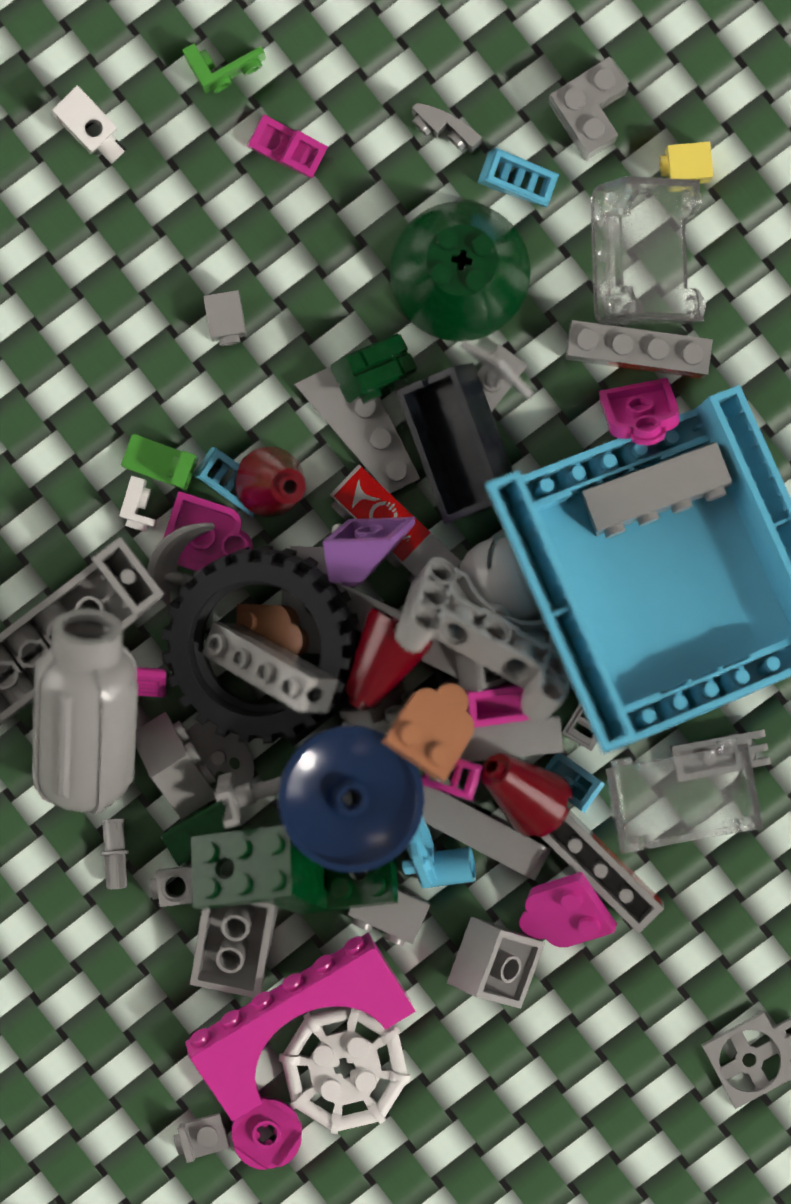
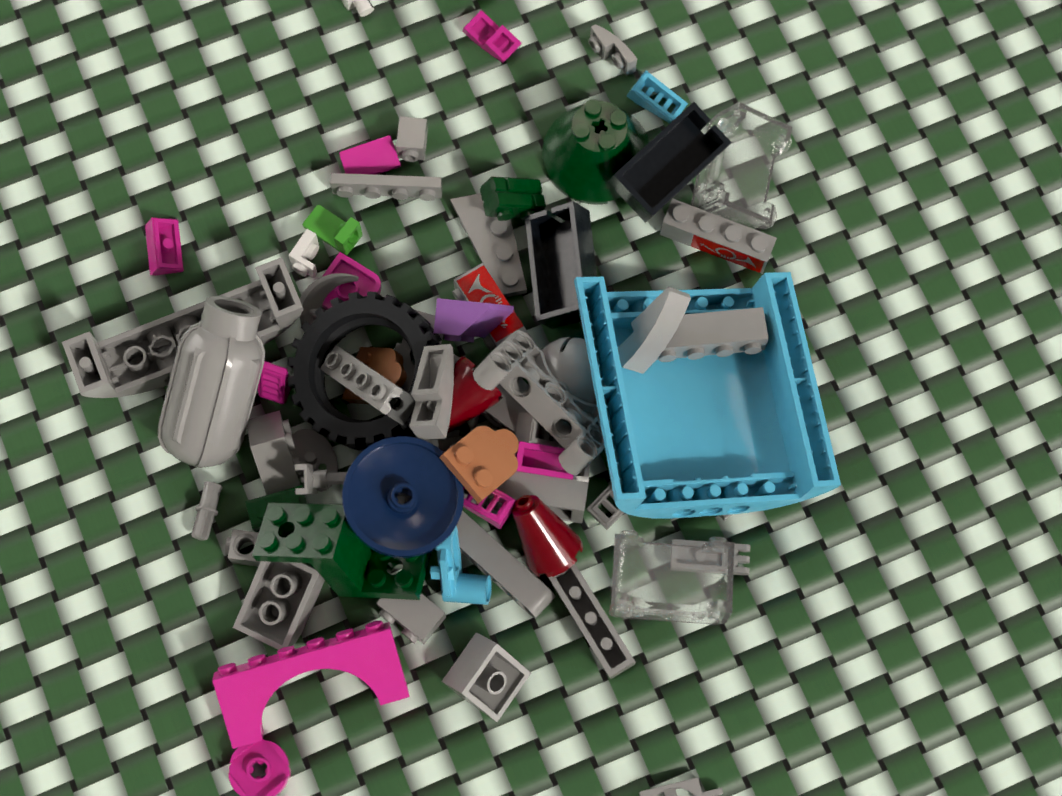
camera: 15 degrees right, 15 degrees down
(179, 357) = (370, 157): none -> dark pink slope
(196, 393) = (386, 185): none -> light grey plate
(201, 1137) = (204, 759): light grey bracket -> none
(213, 483) = (368, 256): medium azure slope -> none
(269, 482) = (411, 263): dark red cone -> none
(333, 1085) = (325, 744): white plate -> none
(353, 666) = (433, 392): none -> light grey slope
(498, 373) = (609, 224): light grey piece -> none
(559, 279) = (669, 162): none -> black piece
(566, 912) = (554, 648): dark pink plate -> none
(581, 105) = (719, 56): light grey brick -> none
(582, 783) = (594, 549): medium azure slope -> none
(592, 516) = (653, 330): none -> light grey slope
(640, 411) = (709, 278): dark pink plate -> none
(688, 162) = (789, 112): light yellow brick -> none

